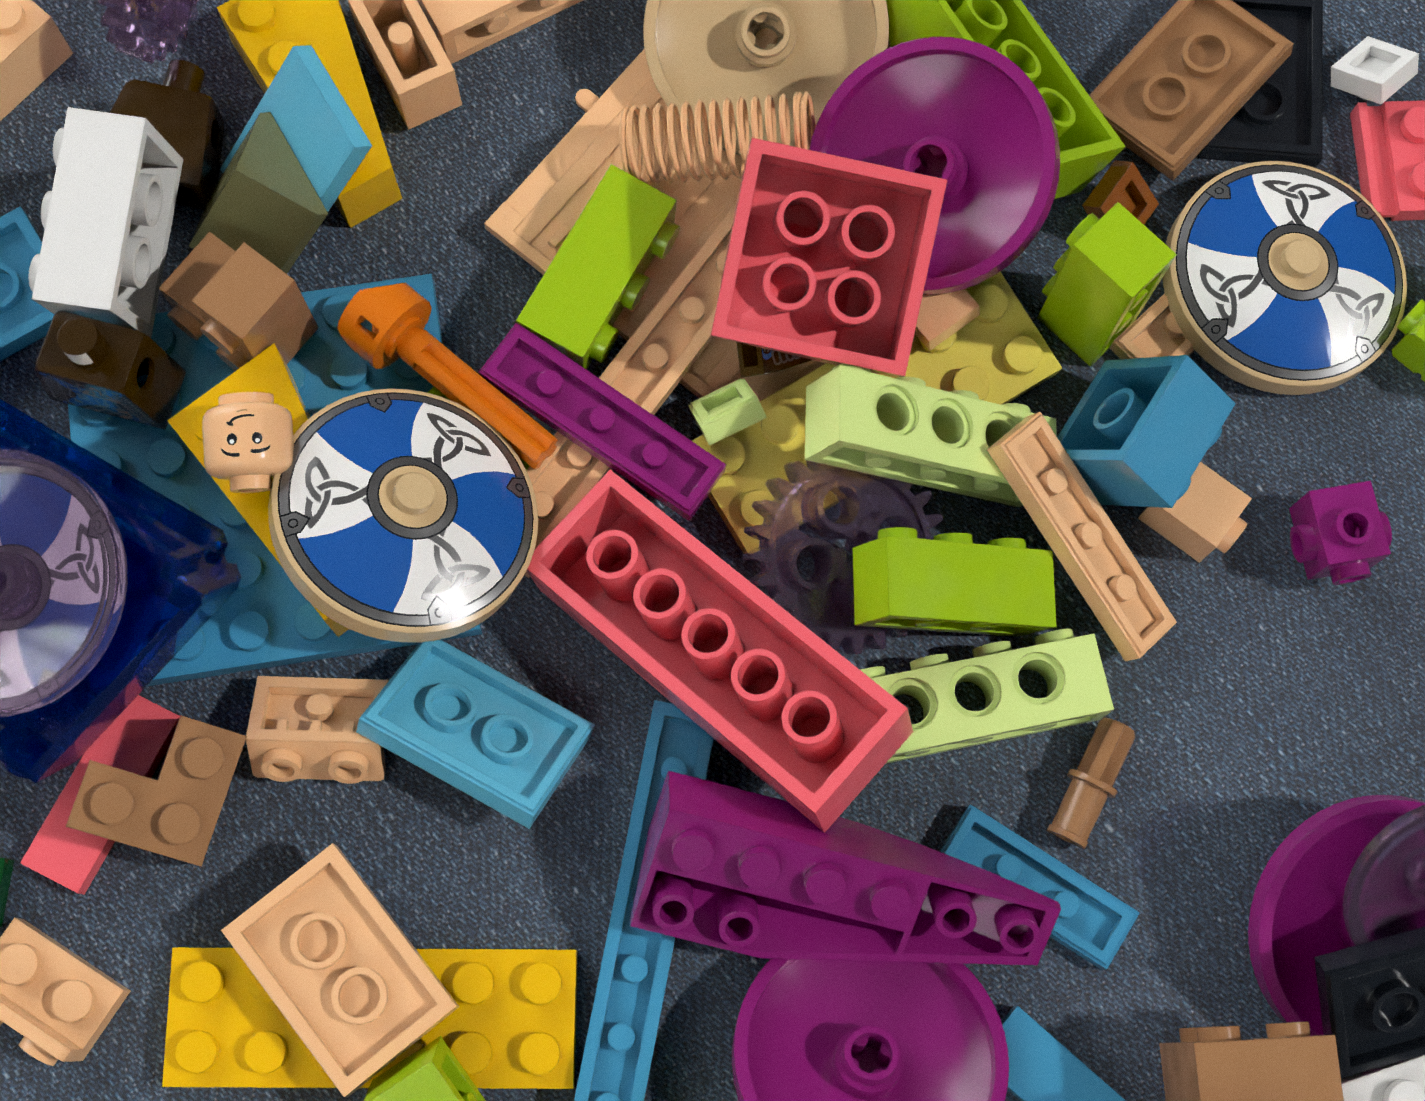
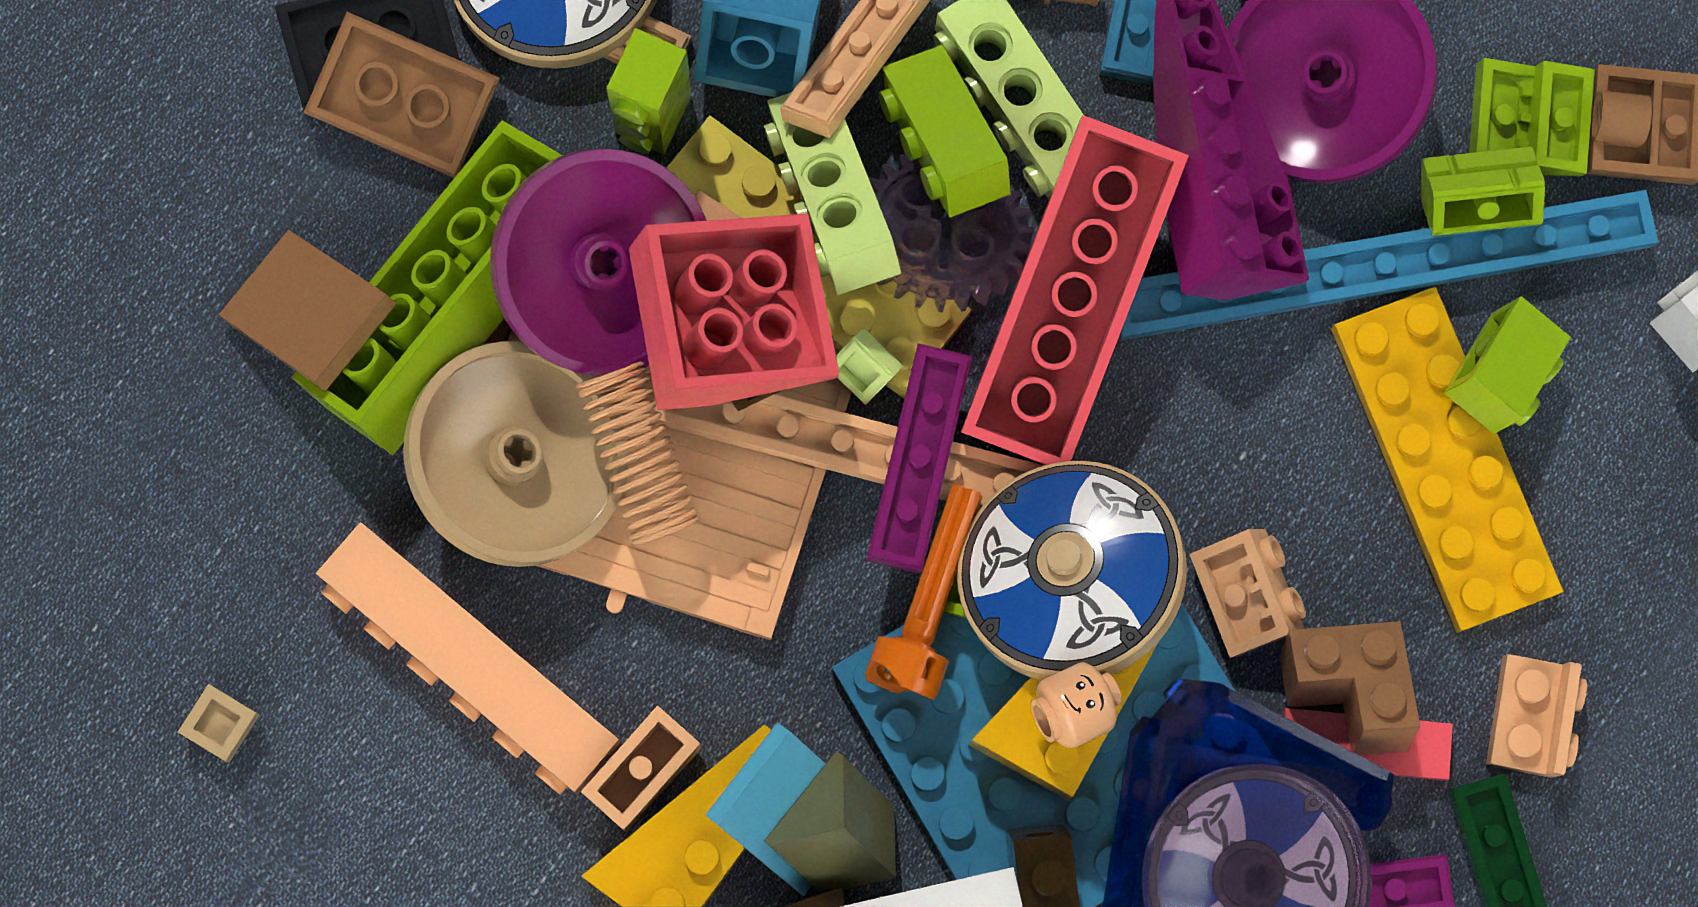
camera: 115 degrees left, 5 degrees up
(237, 302) = (942, 796): medium nougat brick -> none
(340, 969) = (1429, 485): light nougat plate -> none
(476, 730) = (1207, 458): medium azure tile -> none
(601, 267) = (786, 515): lime brick -> none
(1123, 185) = (544, 114): dark orange plate -> none

